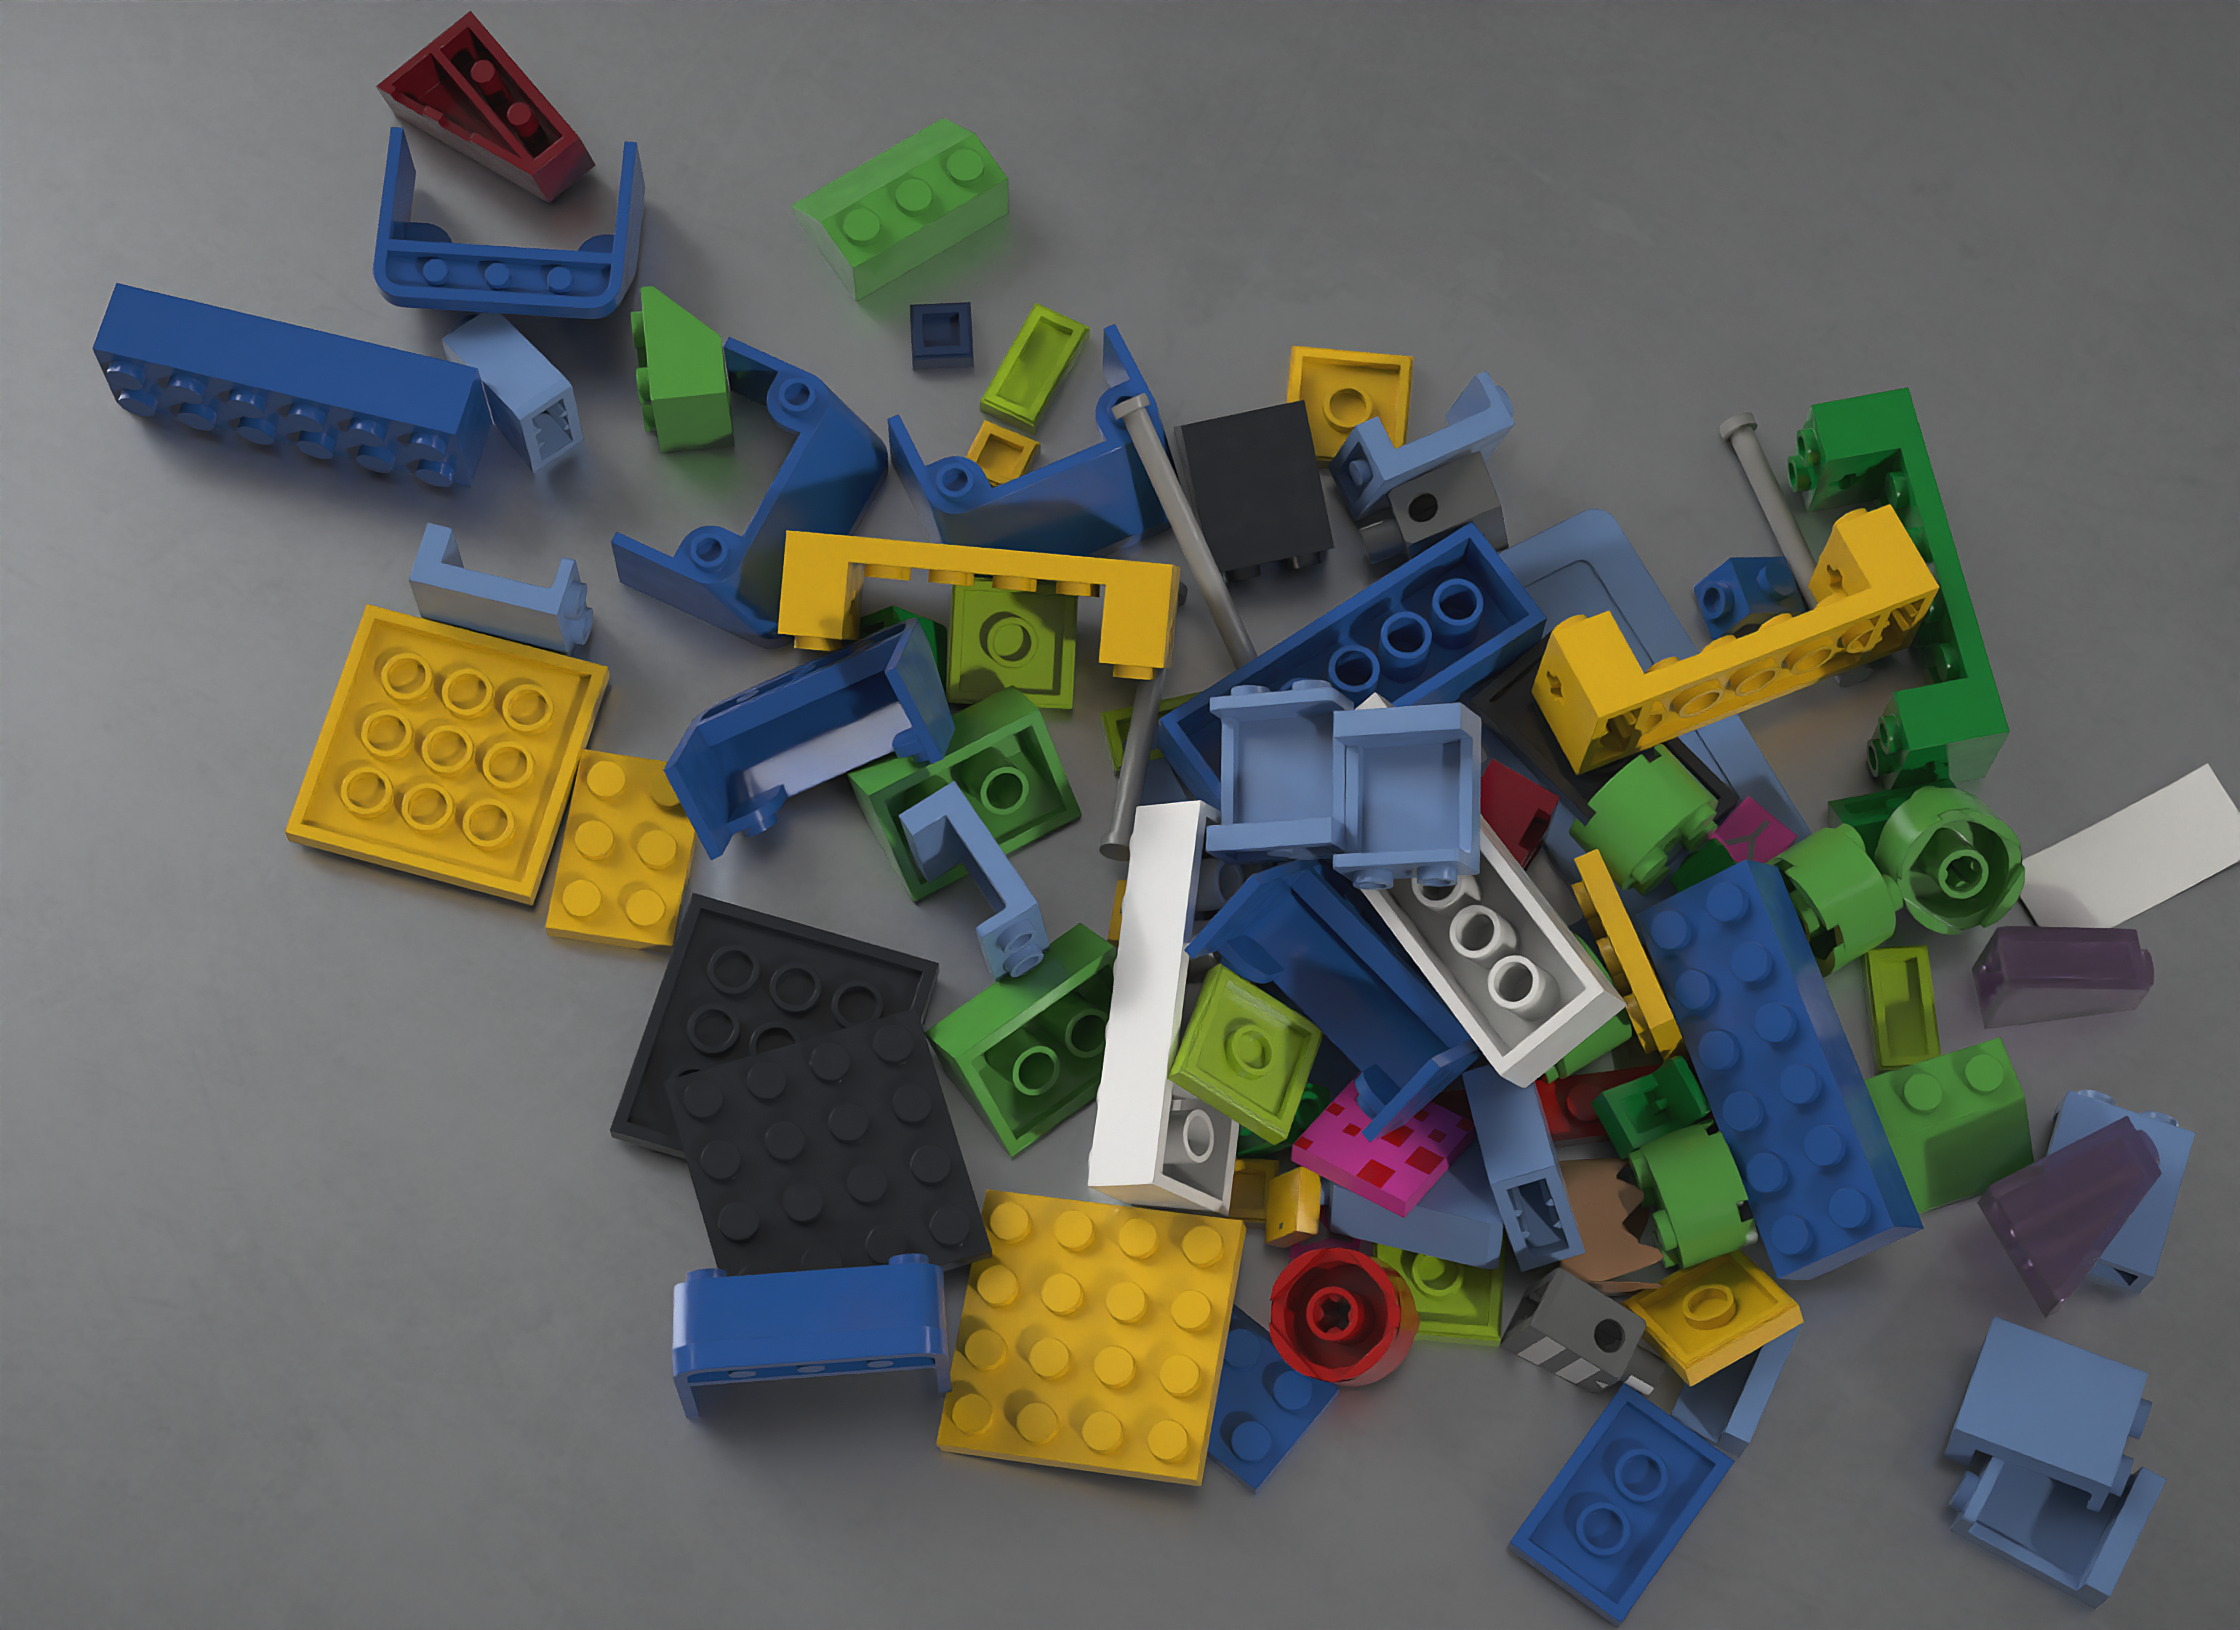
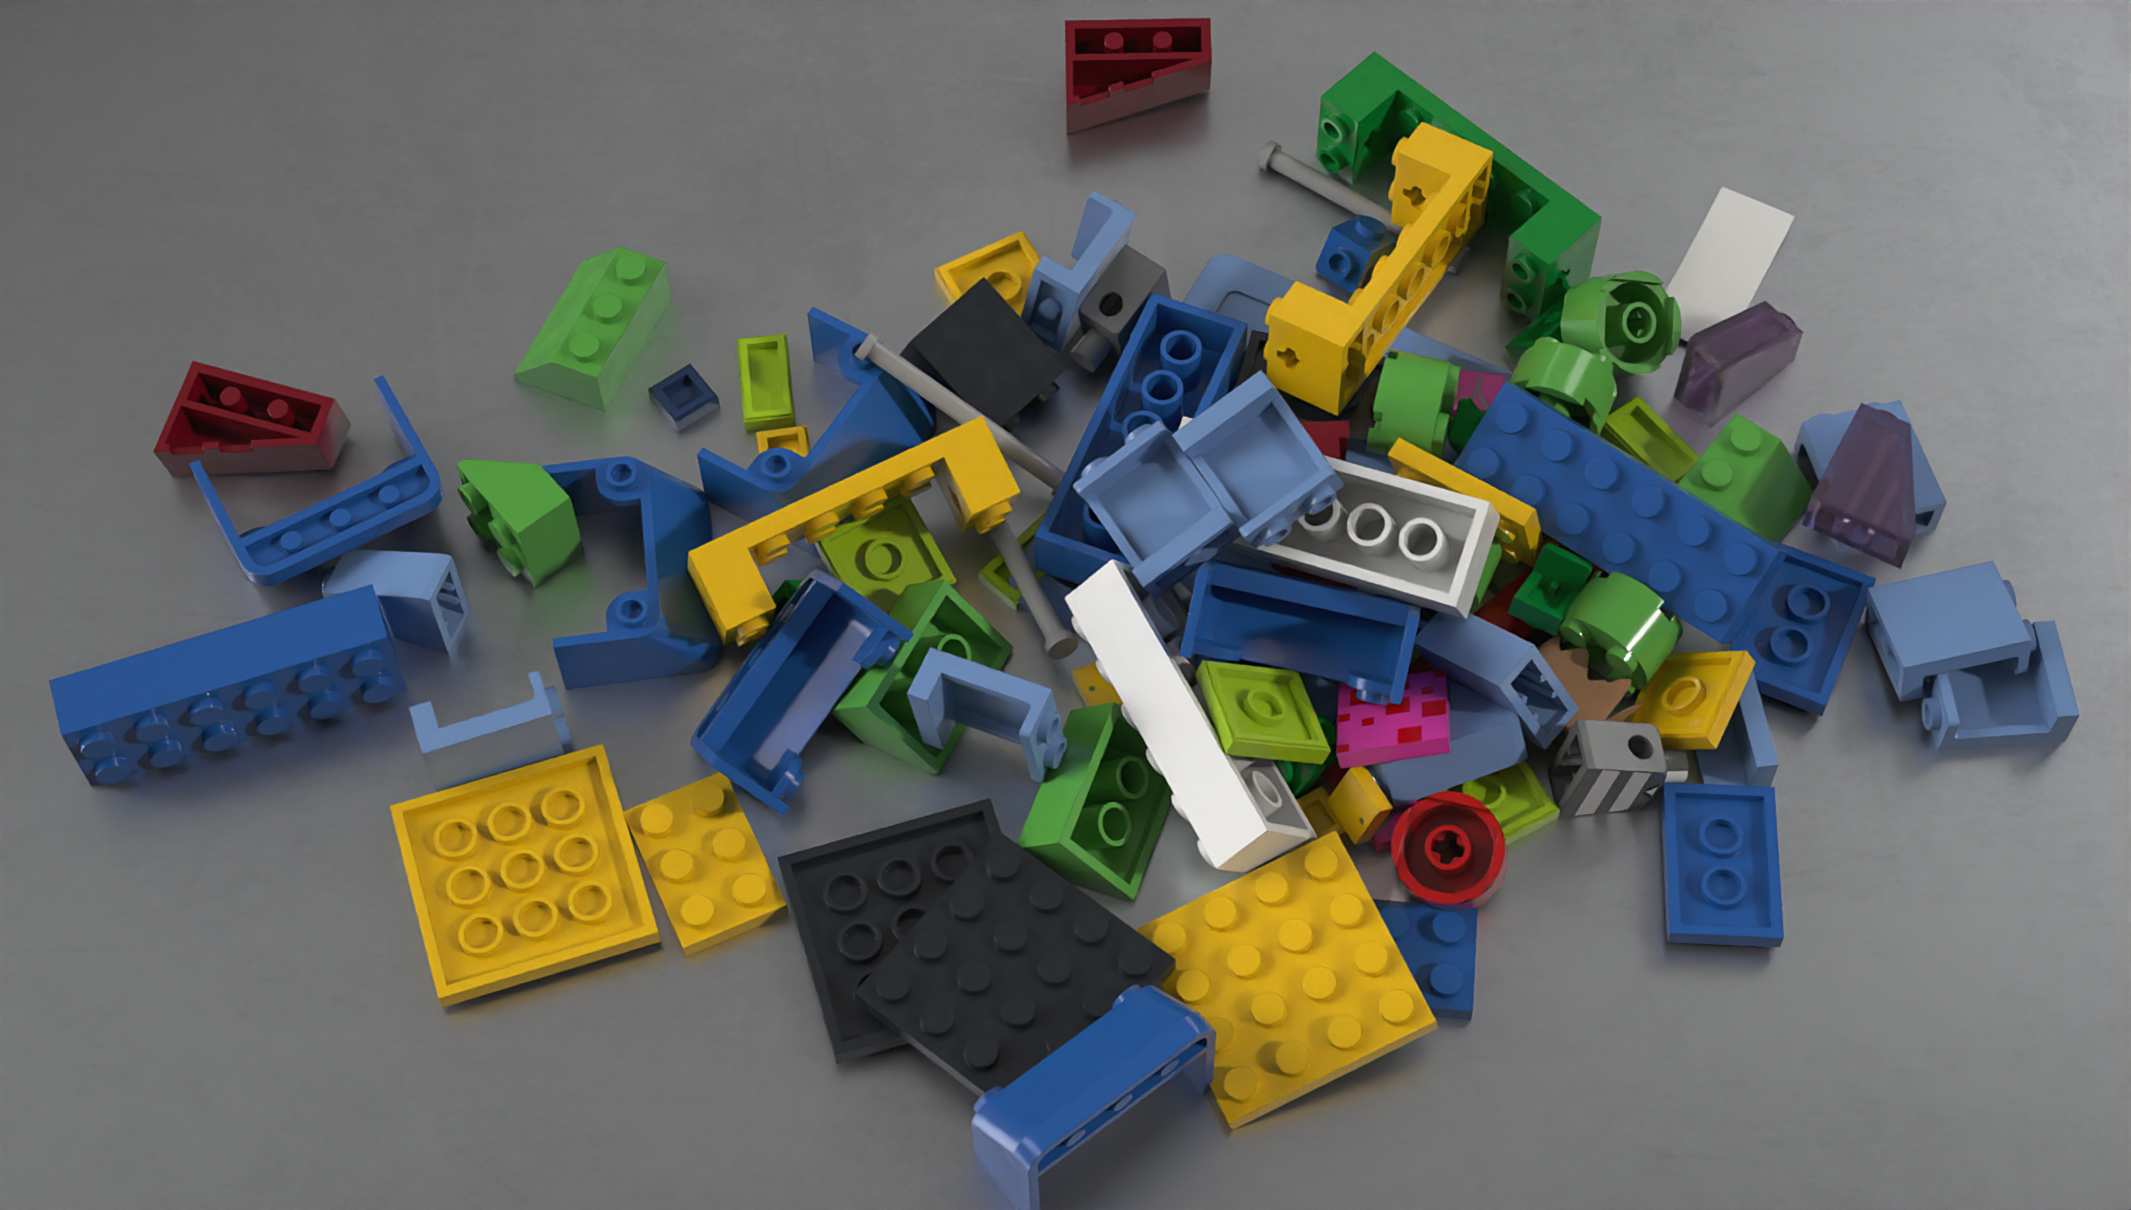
camera: 30 degrees left, 10 degrees down
(1654, 238) = (1132, 66): none -> dark red wedge
(1900, 1310) = (1803, 628): none -> blue plate

